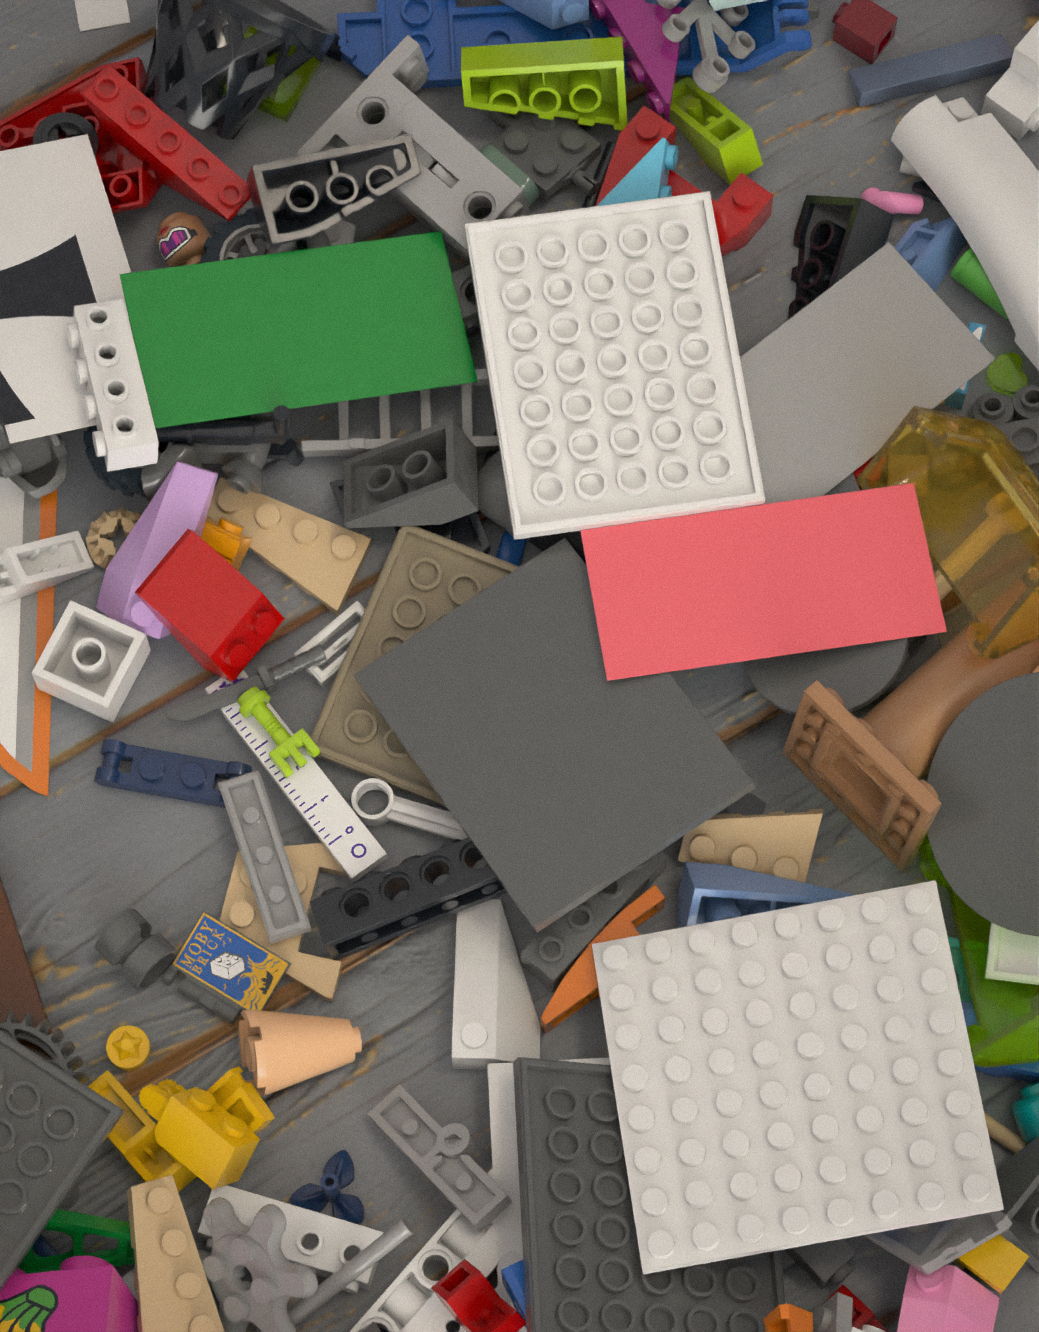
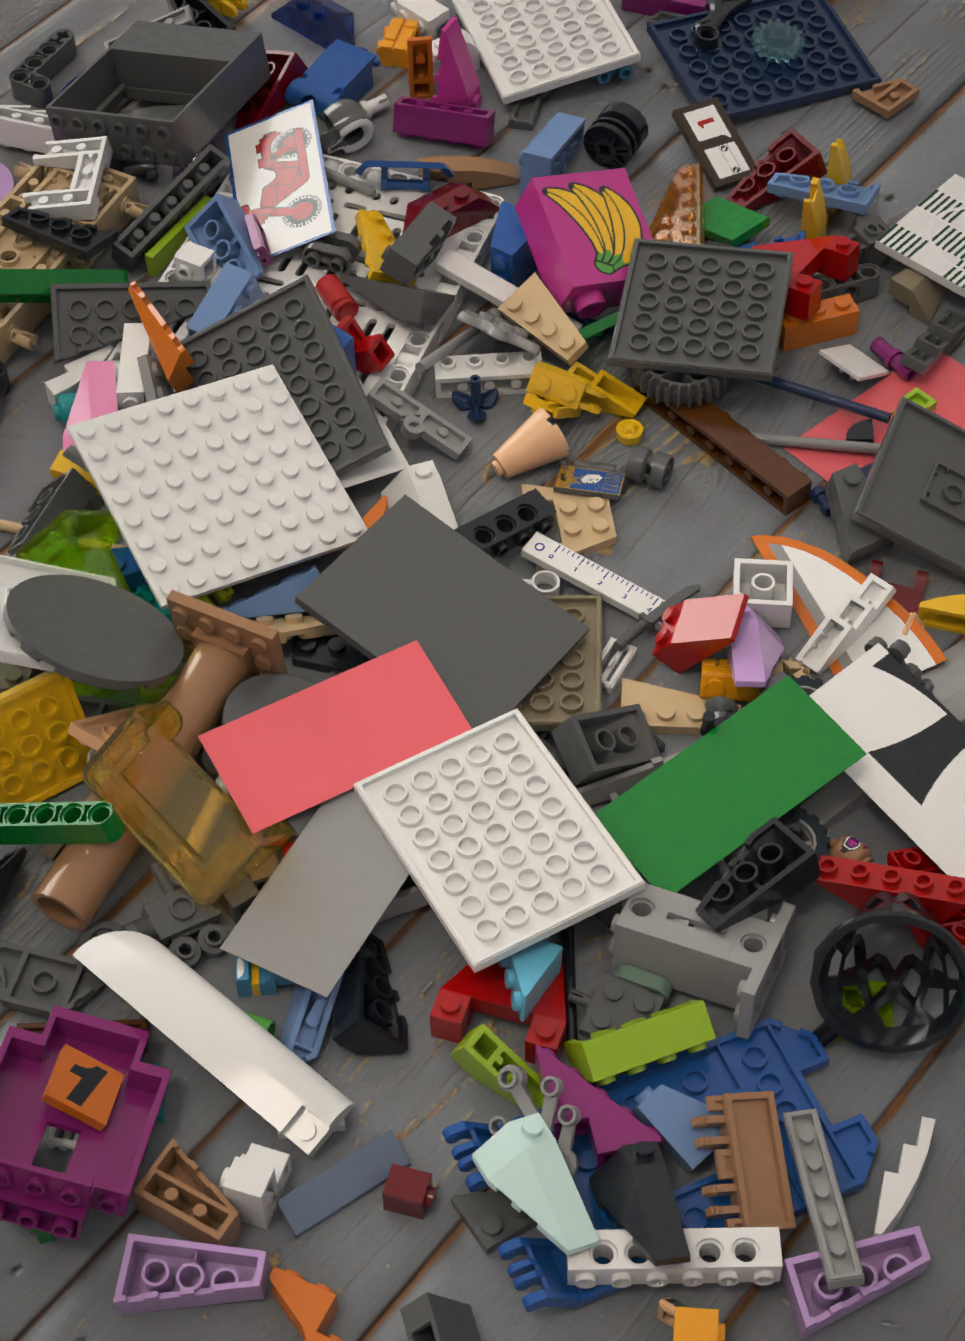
camera: 160 degrees right, 20 degrees down
(114, 385) = (831, 691): white brick -> none
(166, 773) = (679, 565): dark blue plate -> none
(254, 704) = (610, 582): lime hinge -> none
(264, 857) = (597, 529): light grey tile -> none
(894, 201) = (337, 1061): bright pink arm -> none
(1006, 374) = (213, 973): clear neon green piece -> none

